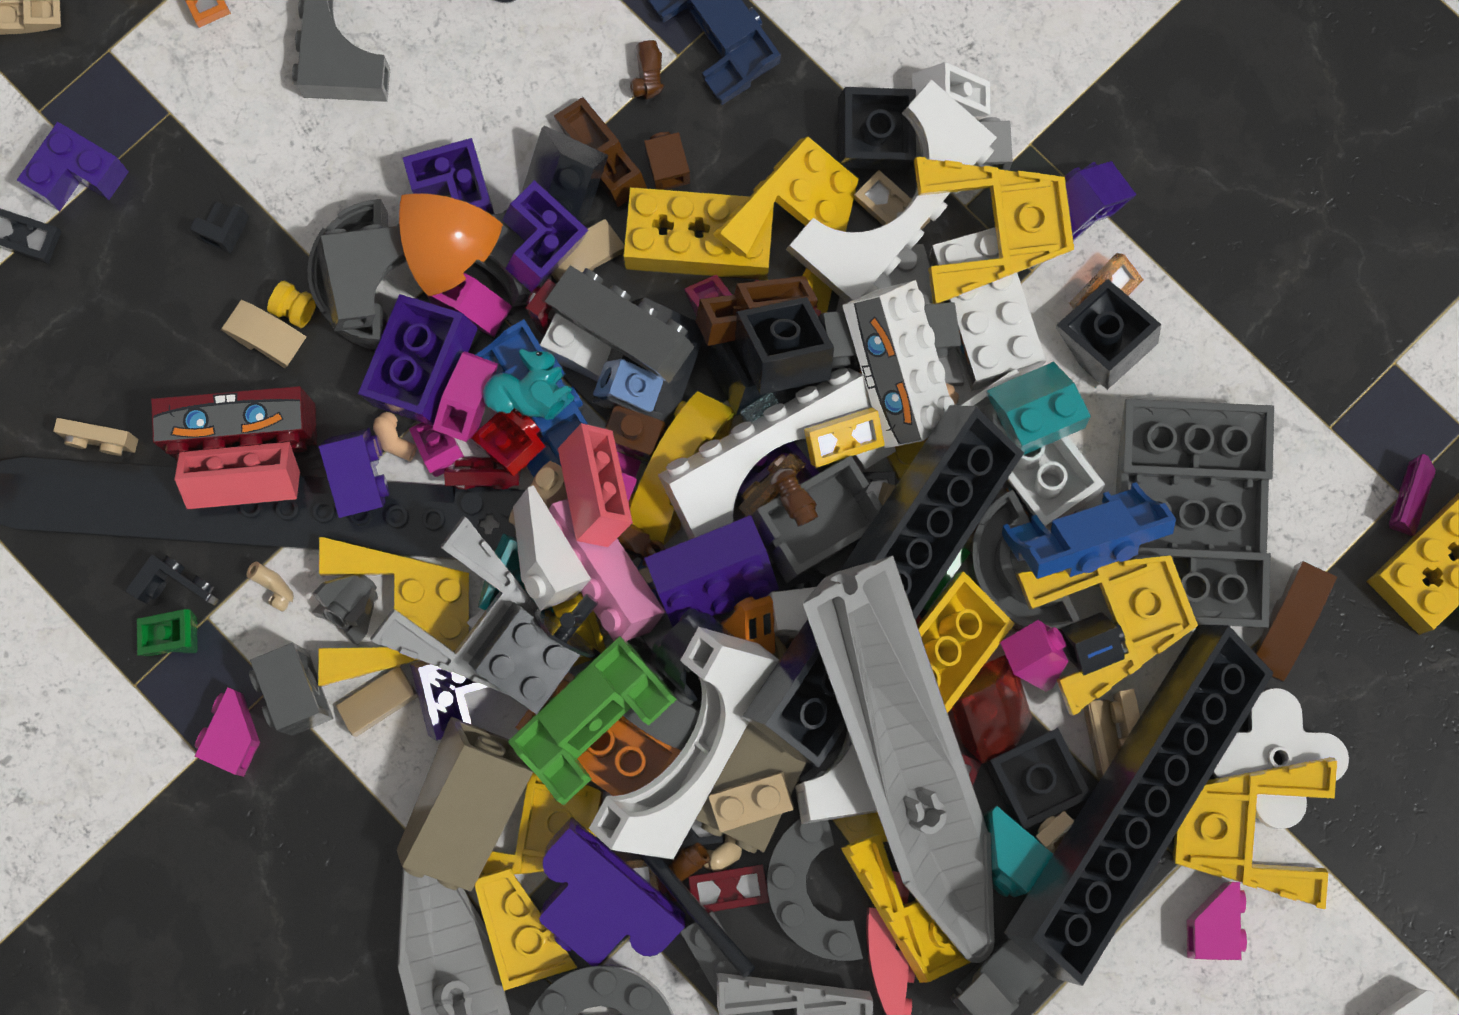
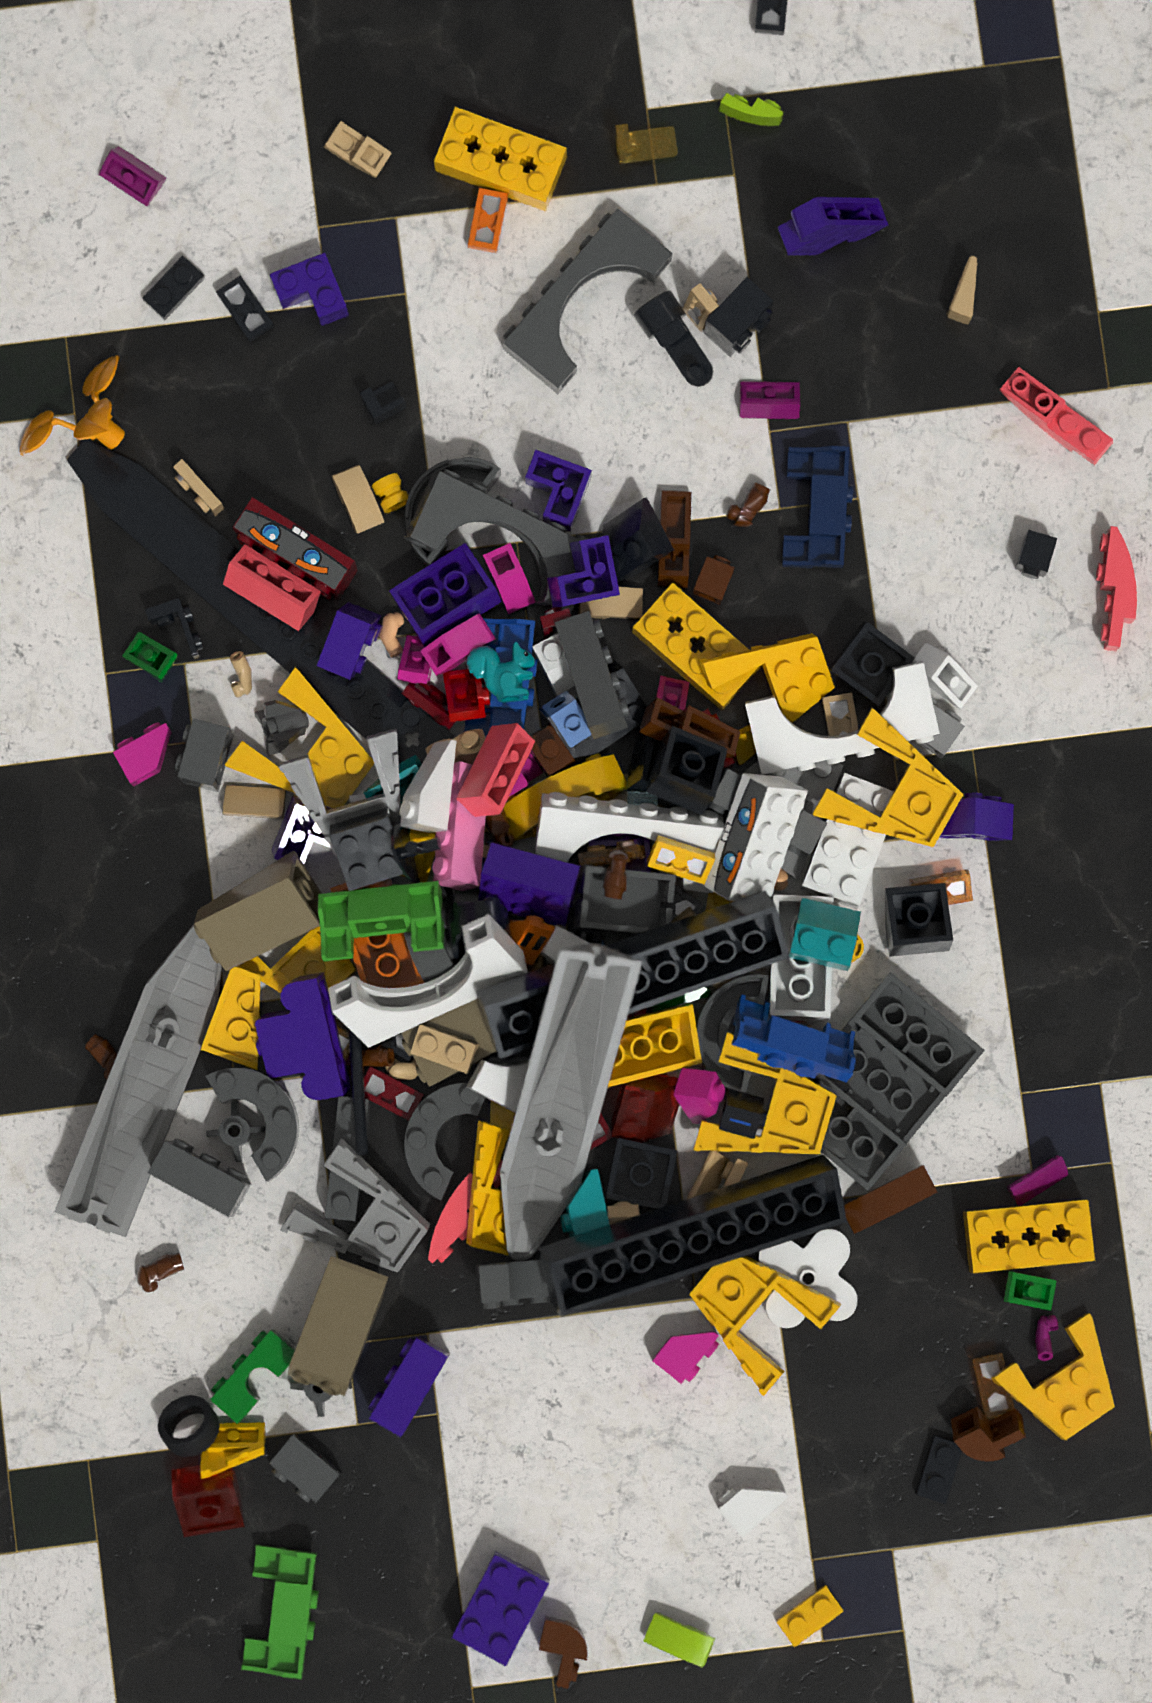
camera: 35 degrees right, 5 degrees up
(444, 239) = (519, 532): orange brick -> none

